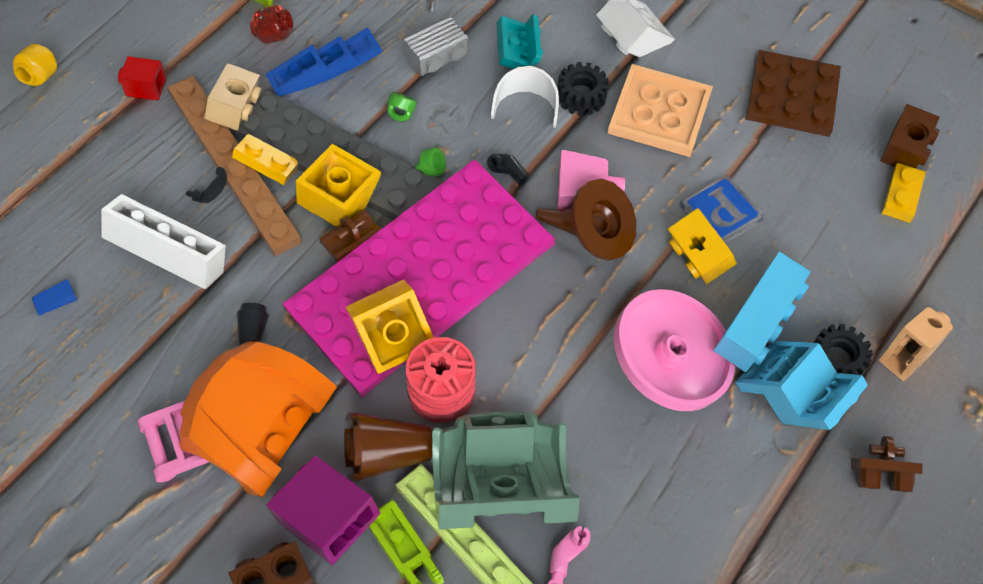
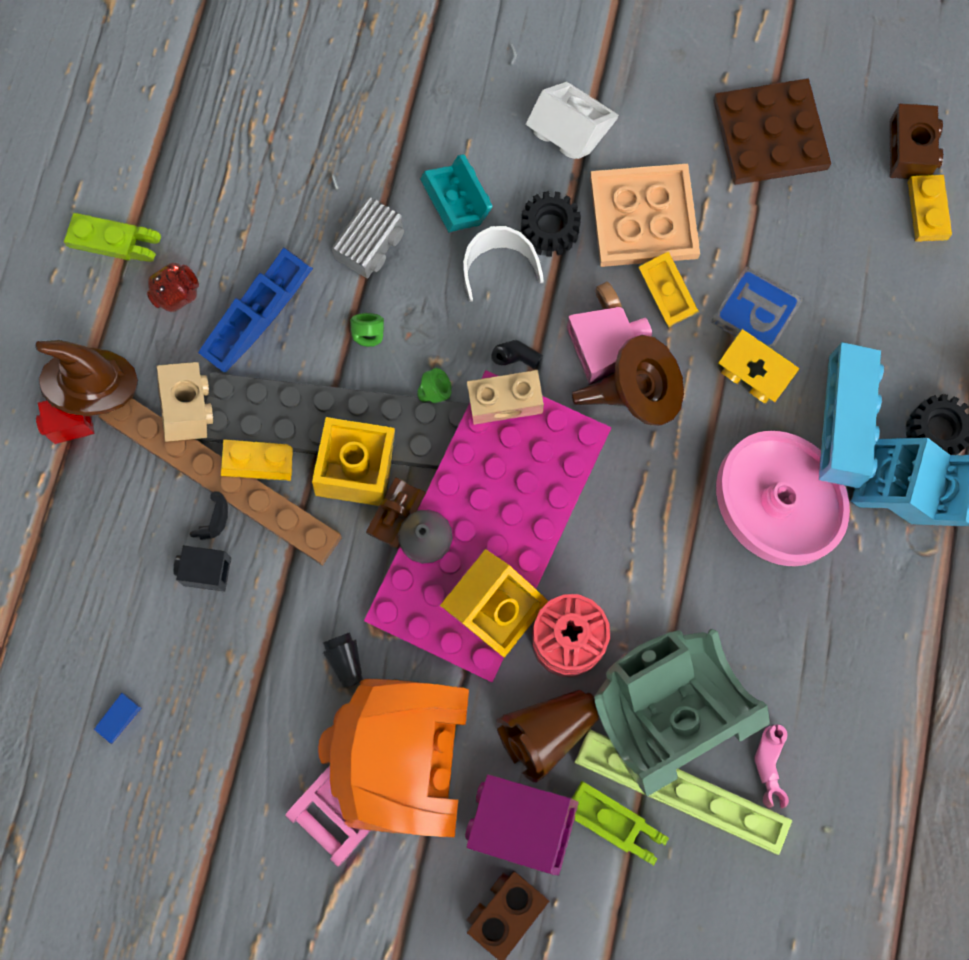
camera: 20 degrees left, 15 degrees up
(163, 241) = (201, 608): white brick -> none
(171, 51) = (85, 378): none -> reddish brown piece
(183, 211) = (202, 568): none -> black brick
(362, 256) = (425, 536): none -> dark grey helmet
(476, 176) = (505, 397): none -> tan brick
(601, 150) = (607, 296): none -> medium nougat tile
(654, 166) = (668, 289): none -> yellow plate

